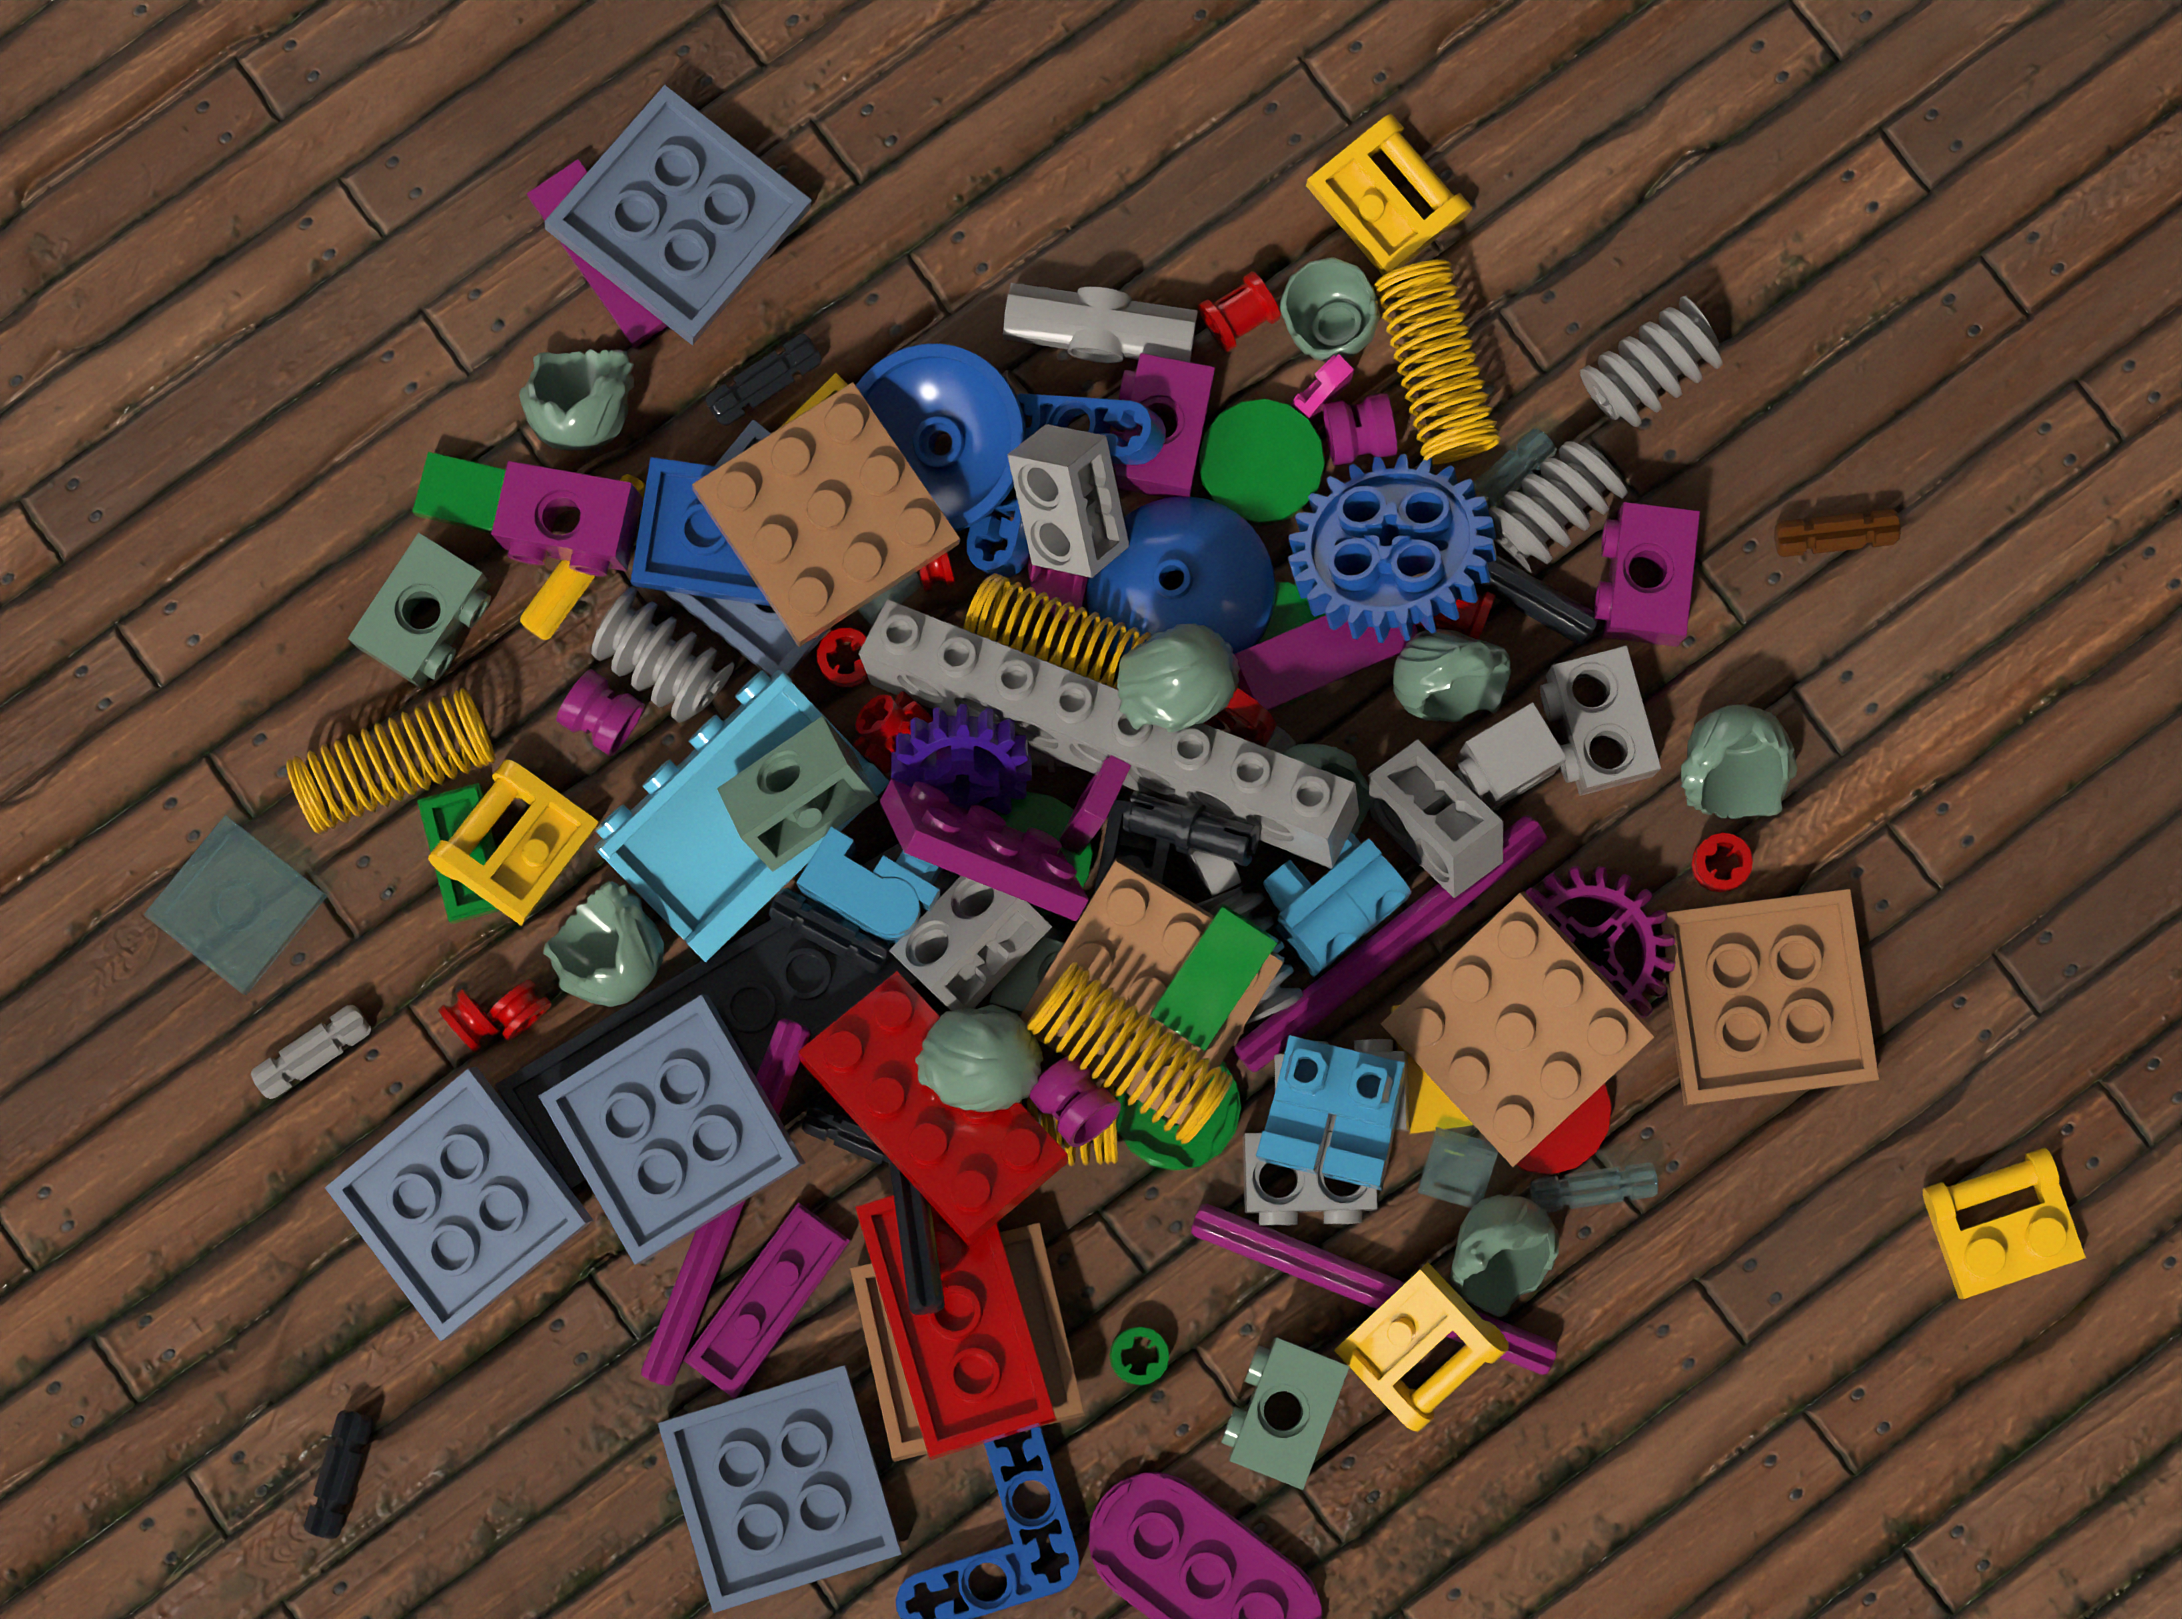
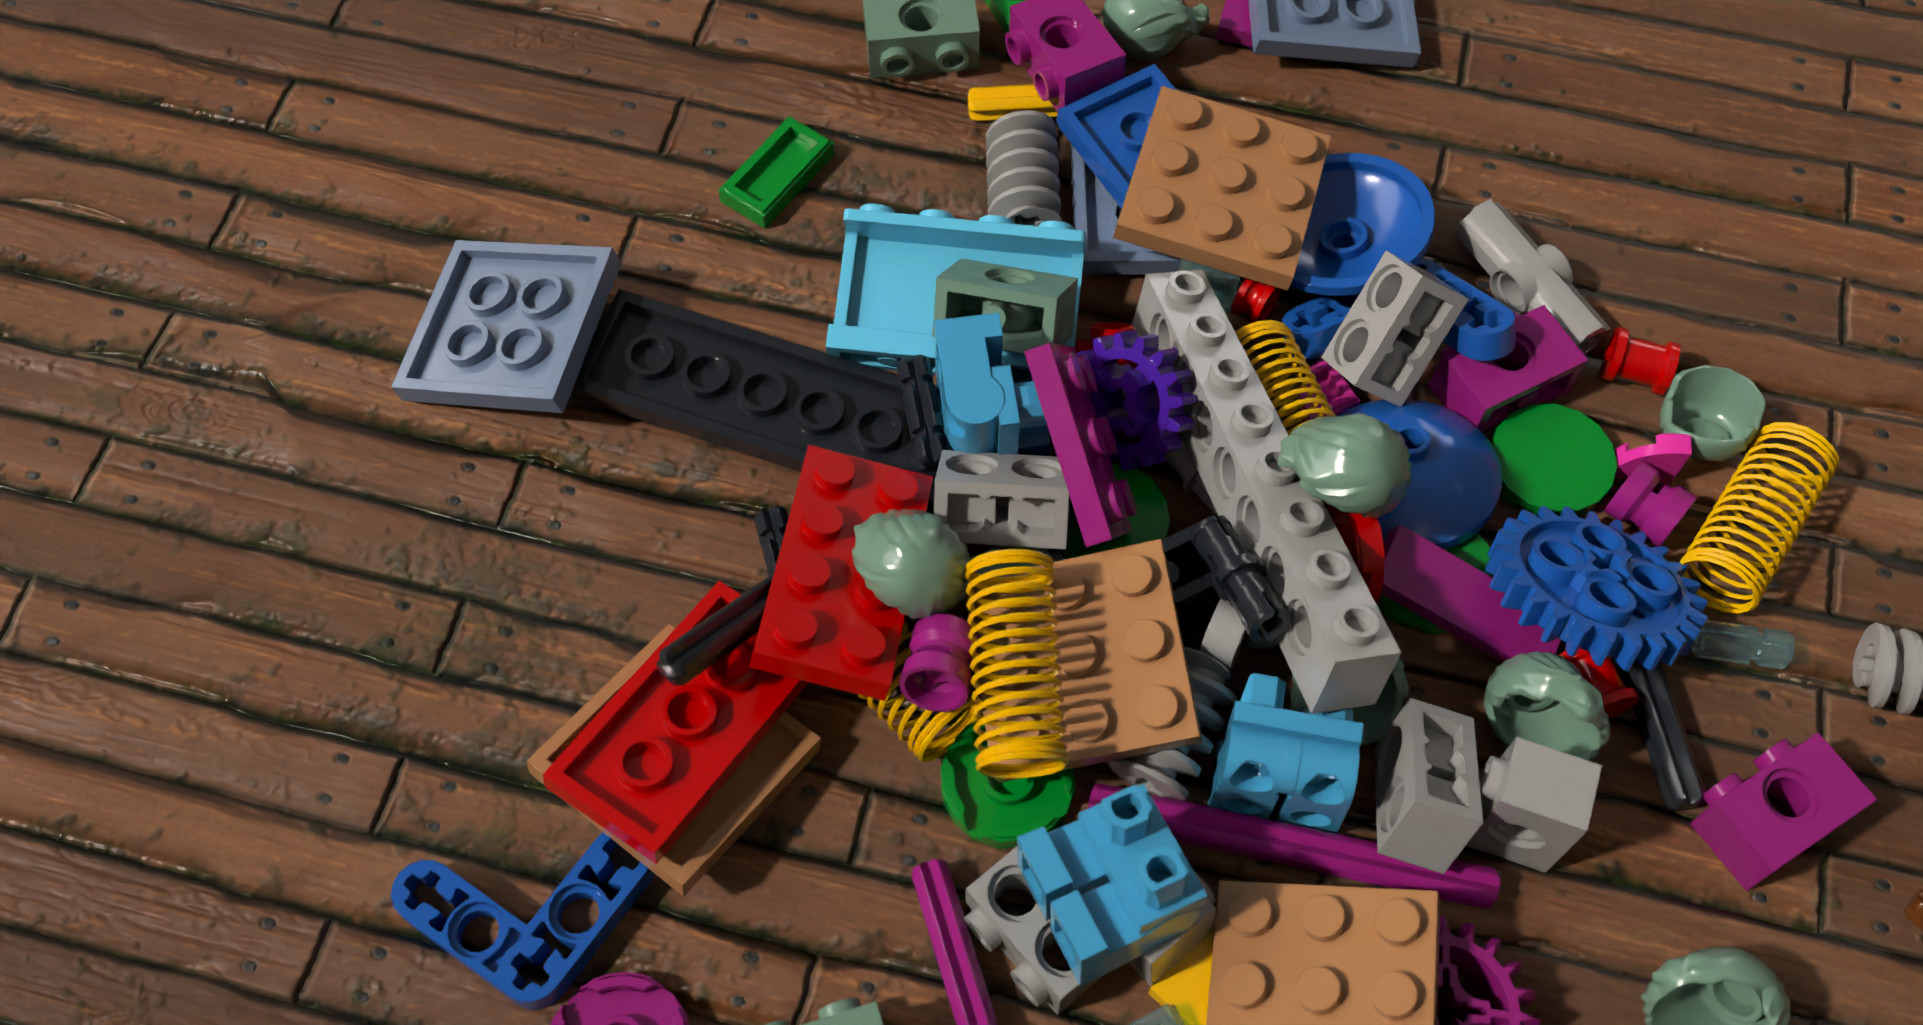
camera: 50 degrees right, 20 degrees down
(235, 905) = (623, 70): clear light blue tile -> none
(309, 796) = (853, 109): yellow piece -> none
(310, 1051) = (553, 175): light grey axle -> none
(338, 1474) = (237, 398): black axle -> none
(468, 1020) = (655, 245): red bush -> none
(519, 1009) = (690, 270): red bush -> none
(531, 853) = (804, 195): yellow plate -> none
(594, 709) = (949, 169): magenta wheel -> none
(607, 948) = (781, 294): sand green hair -> none
(671, 1129) = (674, 408): sand blue plate -> none
(713, 1238) = (645, 499): magenta axle -> none
(763, 379) = (1285, 111): black axle -> none
(767, 1300) = (597, 591): magenta tile -> none
(780, 1488) = (444, 708): sand blue plate -> none
(829, 648) = (1127, 283): red bush -> none
(1094, 804) = (1191, 501): magenta tile -> none
(1152, 1370) = (768, 931): green bush -> none
(1213, 977) = (1137, 682): green tile -> none
(1374, 209) = (1809, 393): yellow plate -> none
(1554, 502) = (1754, 683): light grey piece -> none
(1617, 719) = (1642, 876): light grey brick -> none

